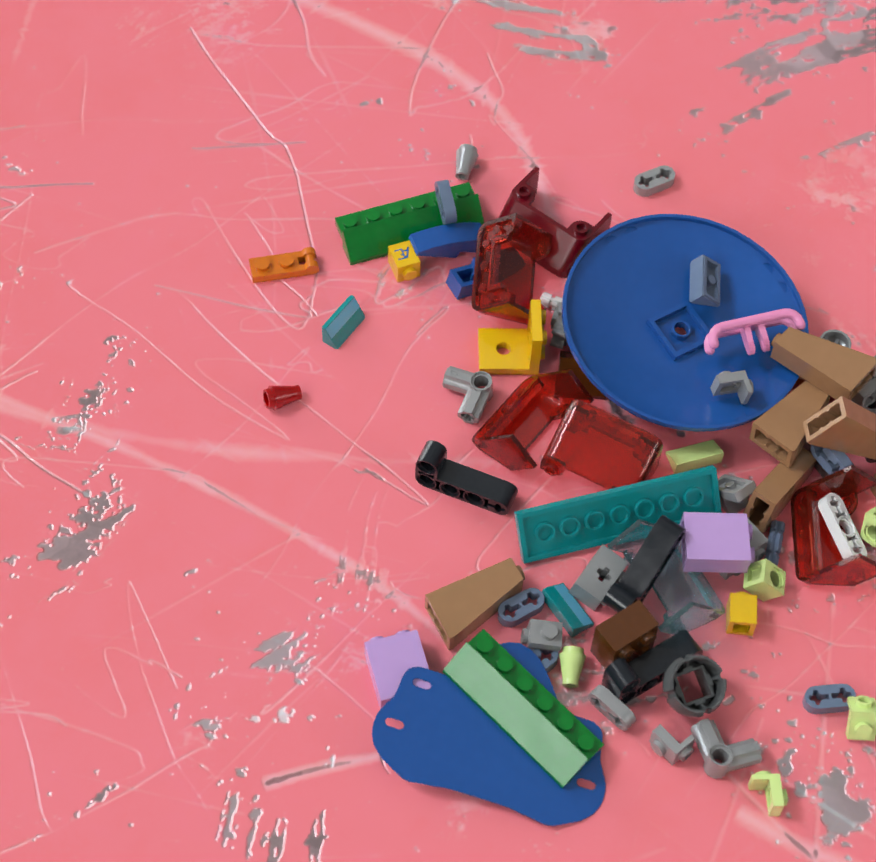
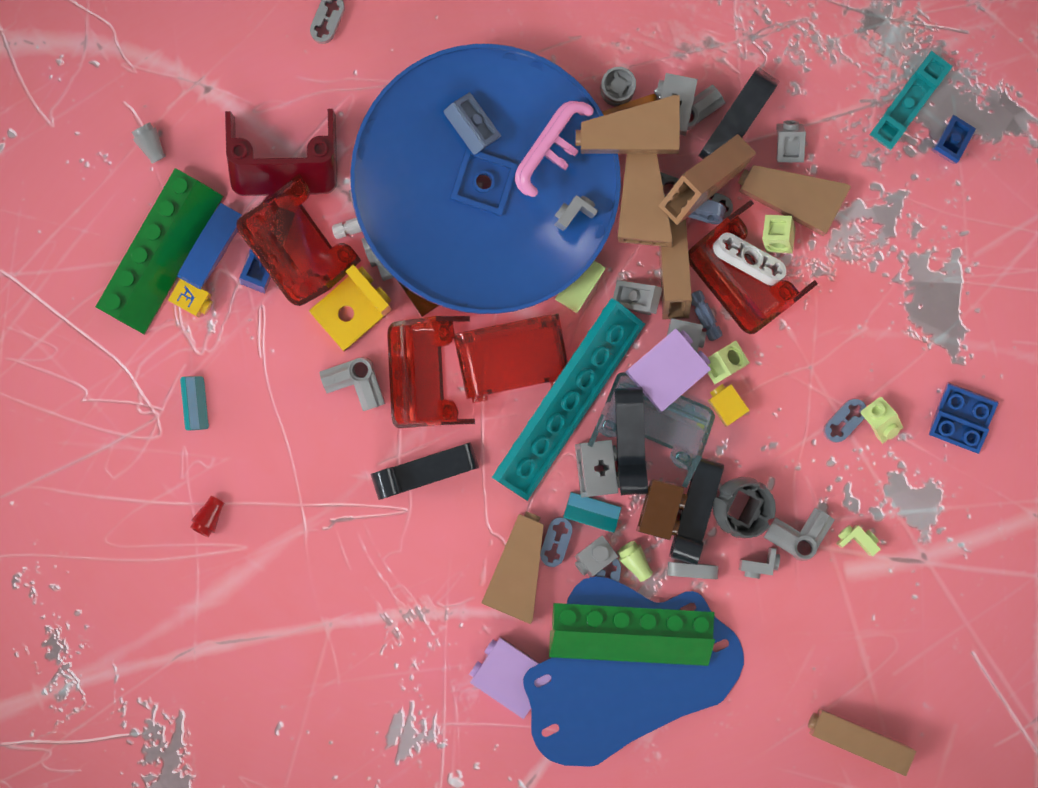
camera: 40 degrees left, 30 degrees up
(284, 265) = (91, 387): orange plate -> none
(445, 202) = (181, 218): sand blue beam -> none

